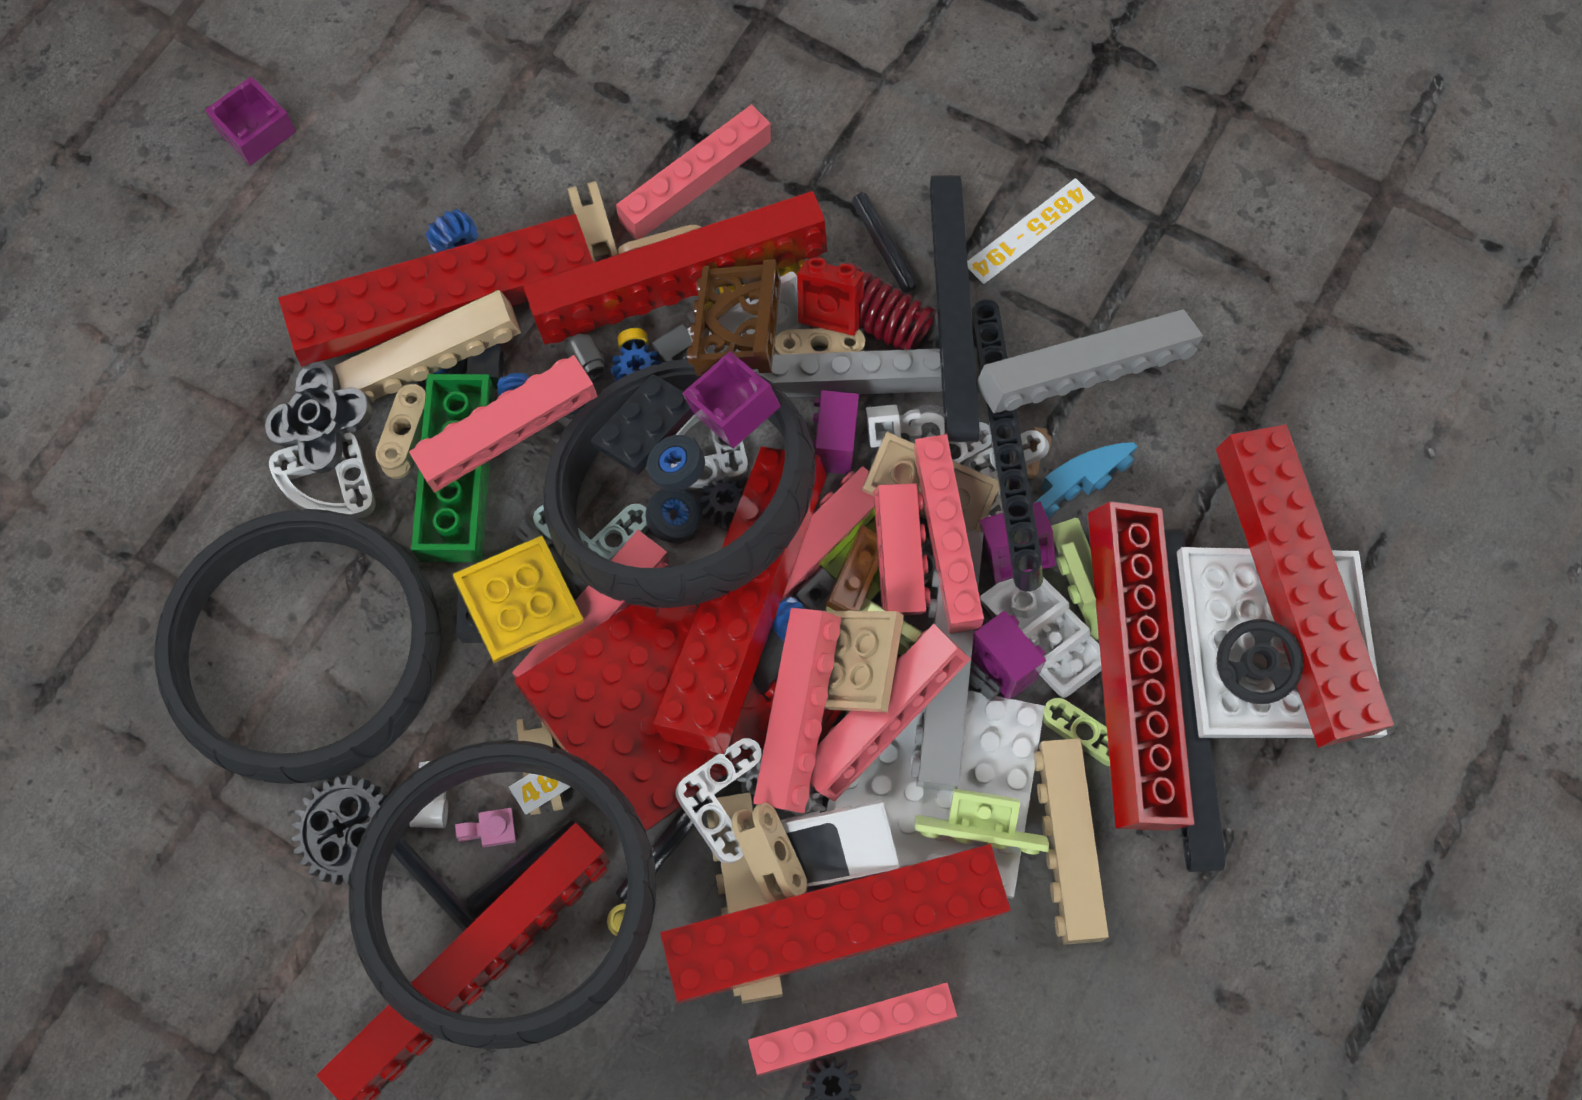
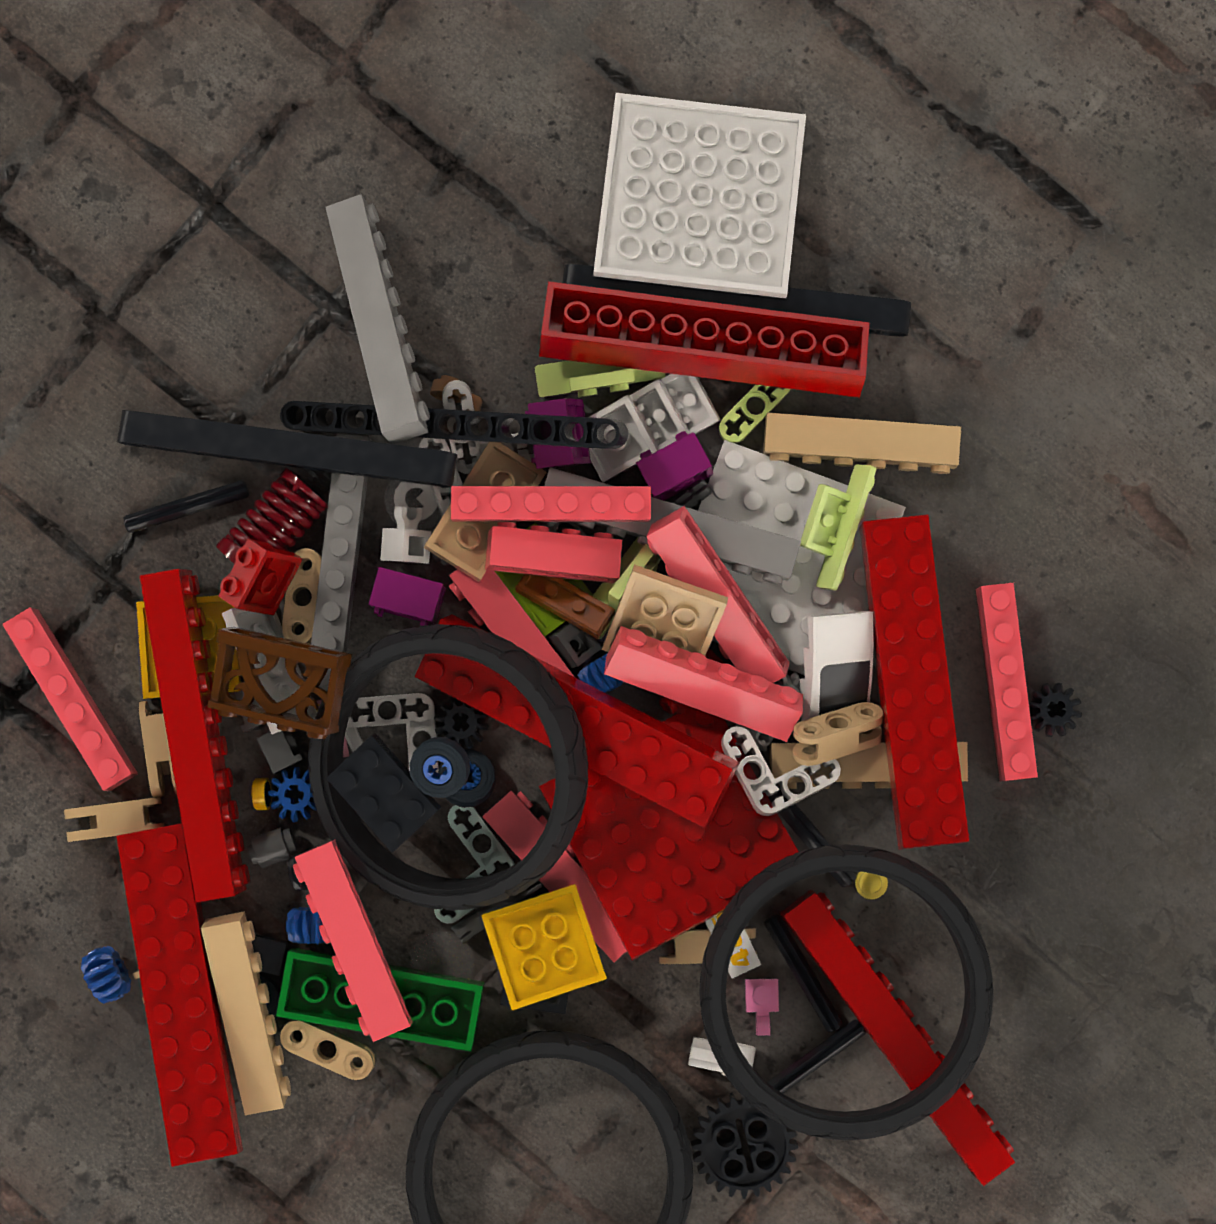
camera: 80 degrees left, 15 degrees up
(319, 417) = (302, 1114): black plant -> none
(347, 487) = (342, 1129): white beam -> none
(731, 399) = (383, 700): magenta container -> none
(1029, 231) = (195, 346): white sticker -> none
(1085, 473) = (487, 344): dark azure slope -> none
(1263, 632) = (731, 251): black wheel -> none
(1303, 584) = (650, 161): red brick -> none

